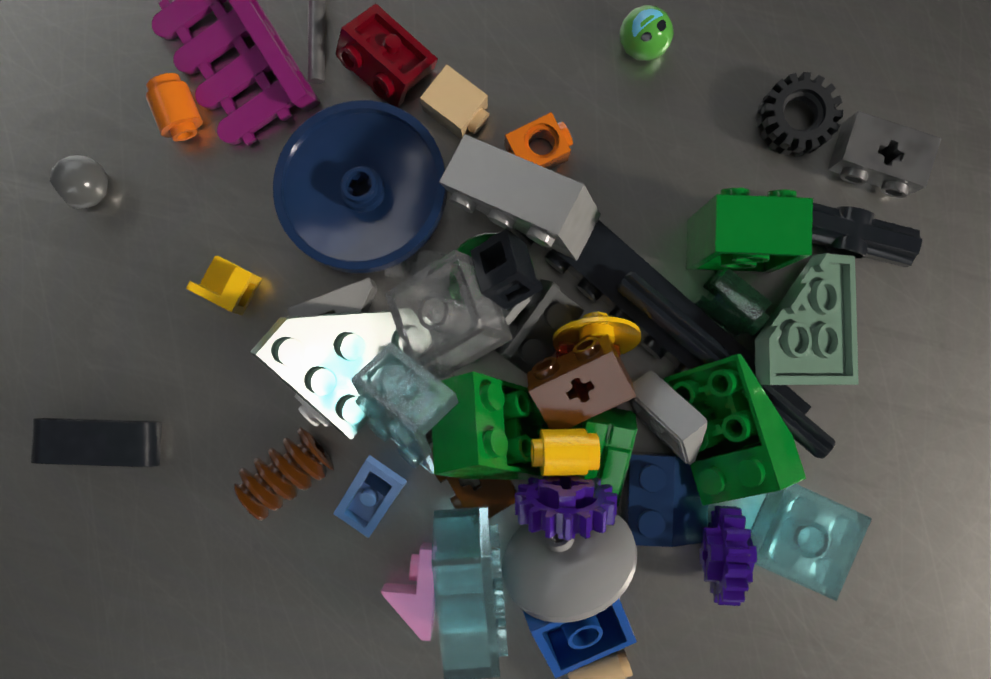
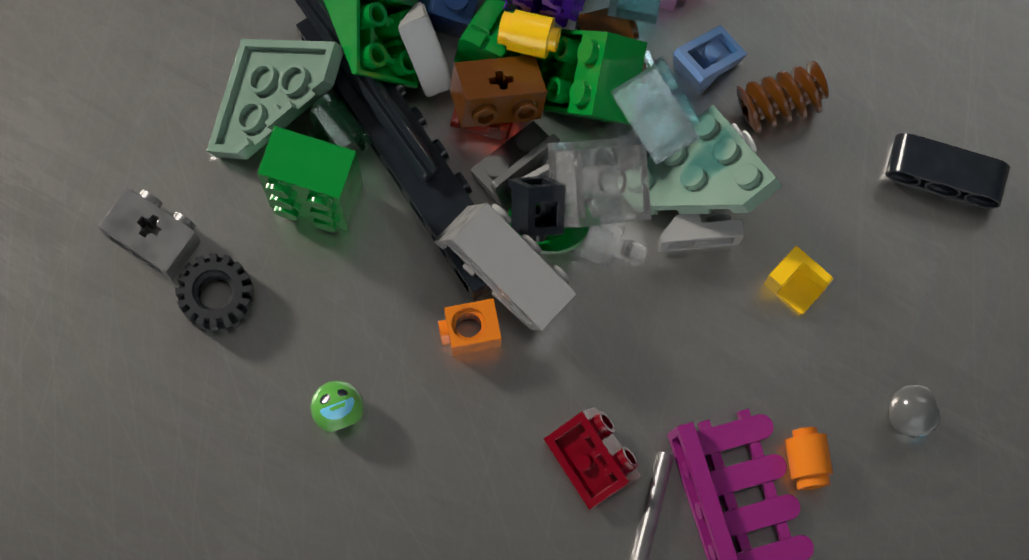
camera: 165 degrees left, 10 degrees down
(360, 186) = (649, 330): dark blue dish -> none
(455, 103) = (537, 388): tan brick -> none
(597, 325) = (466, 143): yellow dish -> none
(858, 234) = (203, 172): black piece -> none

